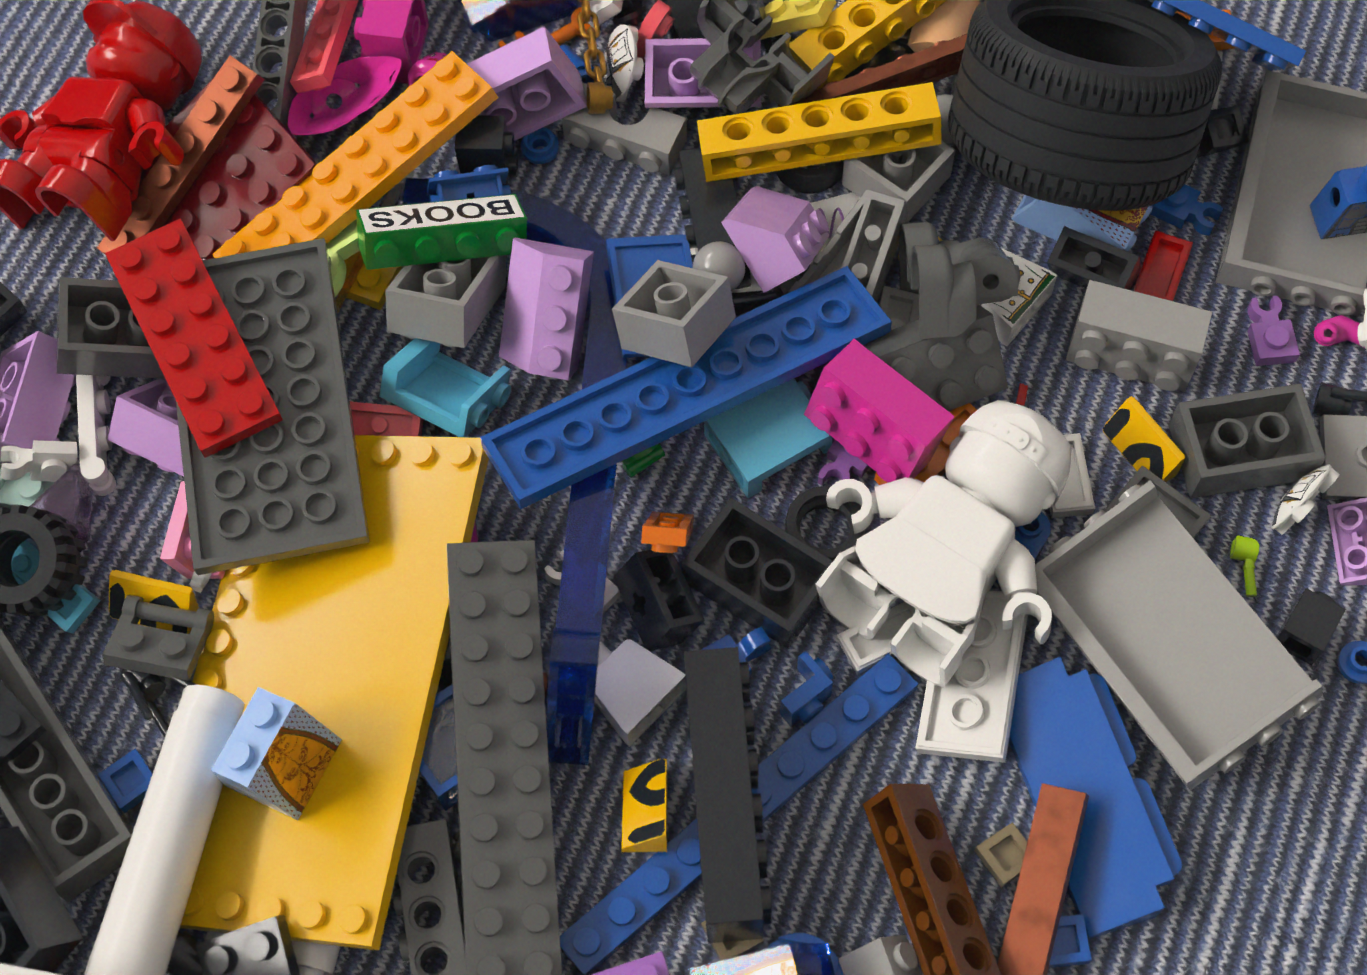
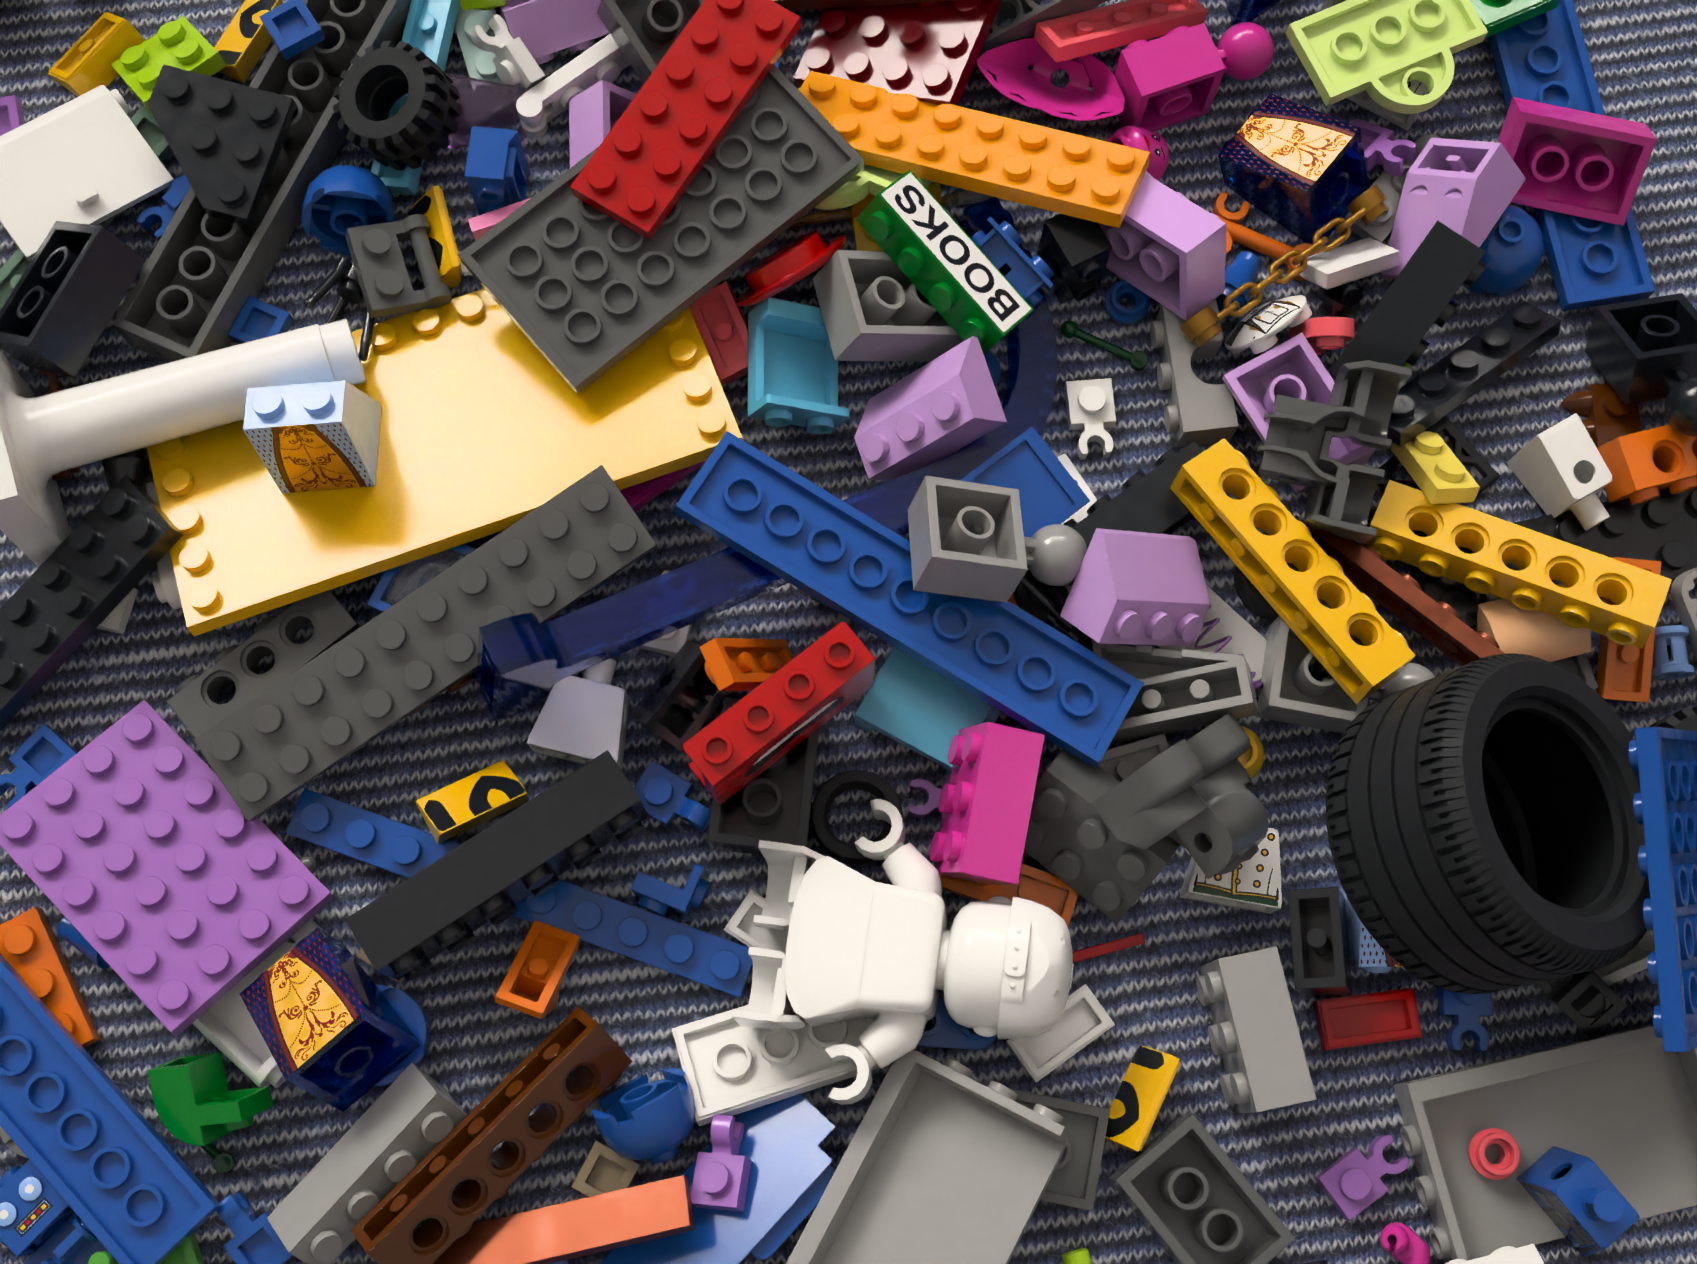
camera: 55 degrees right, 10 degrees up
(72, 654) = (344, 199): none -> blue cylinder
(138, 517) = (496, 168): none -> blue window
(366, 344) = (788, 266): none -> red wheel
(588, 164) = (1137, 360): none -> dark green hinge
(609, 212) = (1091, 409): none -> white plate
(731, 512) = (780, 712): none -> red panel
(816, 819) = (538, 970): none -> orange slope
(979, 793) = (647, 1118): none -> blue cylinder
(1052, 761) = (723, 1175): none -> medium lavender plate
(1300, 231) = (1508, 1149): none -> coral plate

